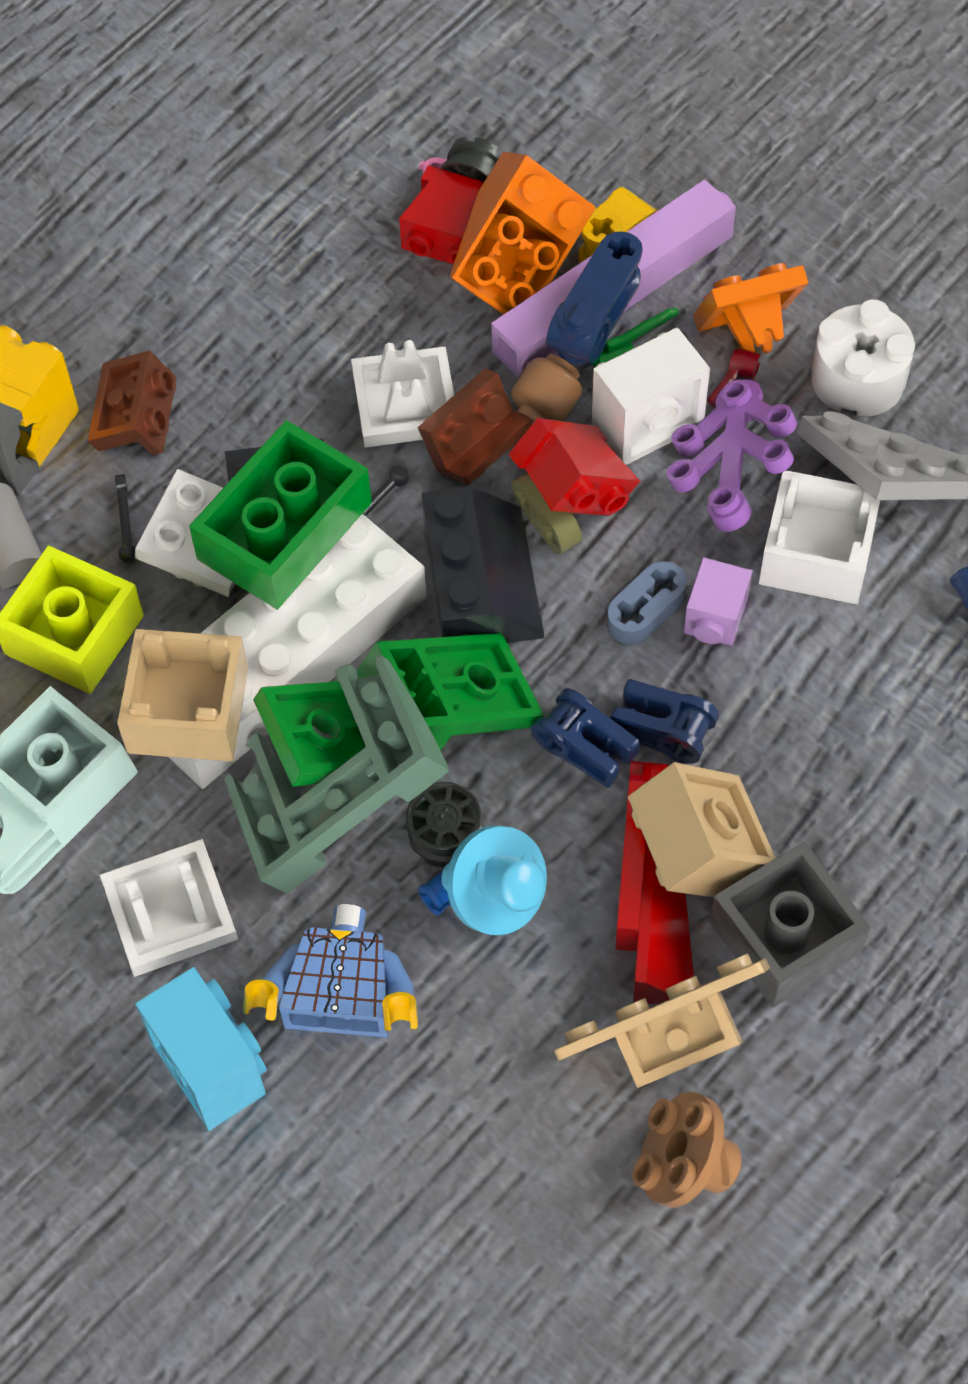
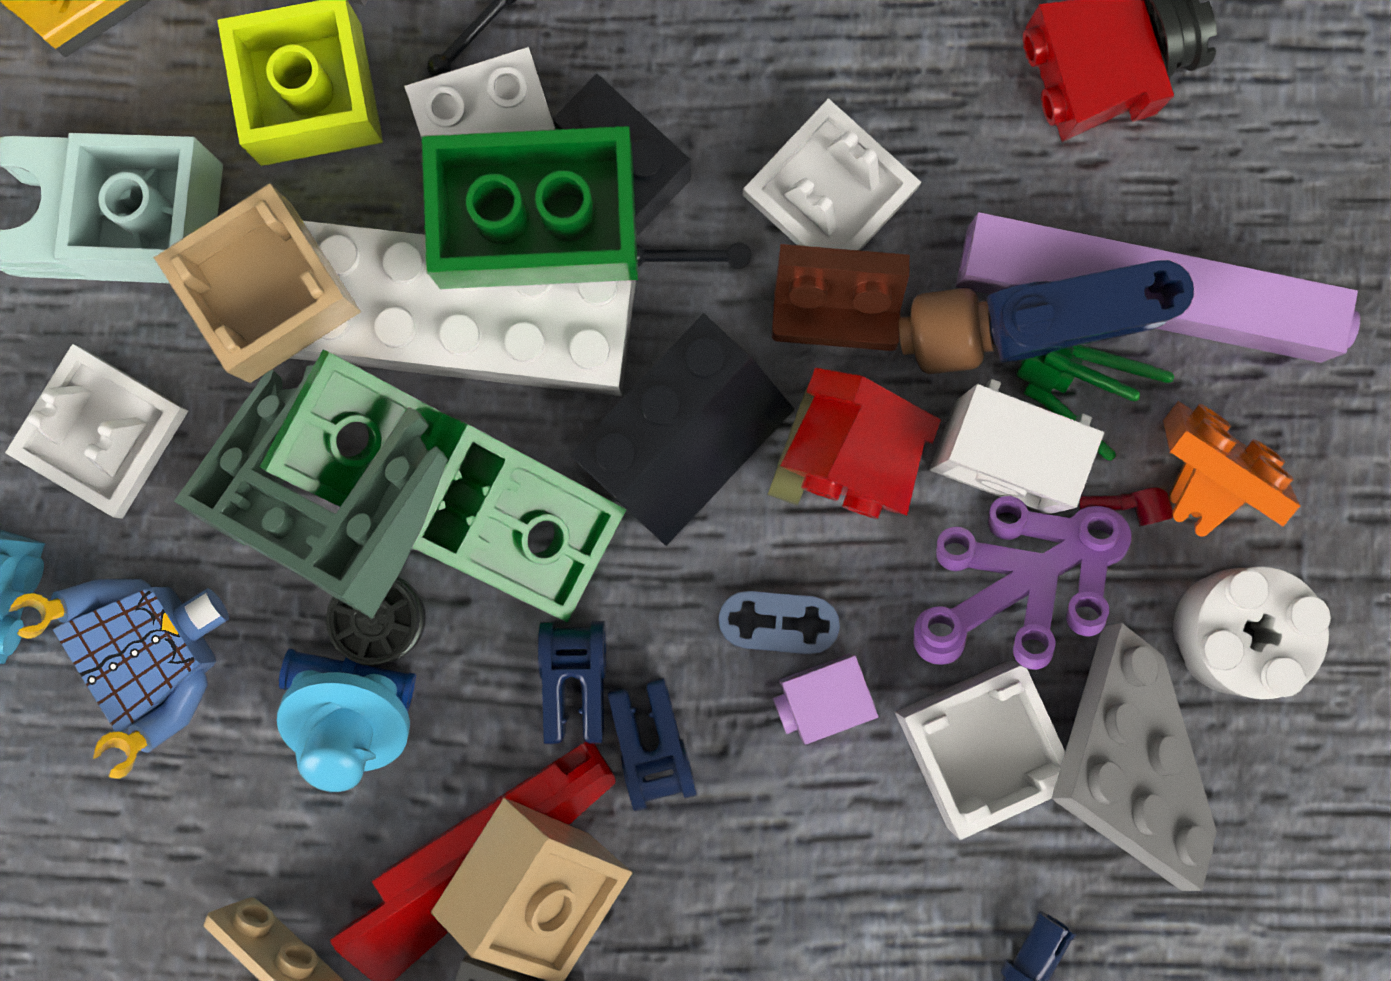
camera: 50 degrees right, 25 degrees up
(518, 232) = (1114, 149): orange slope -> none
(618, 213) = (1225, 233): yellow piece -> none

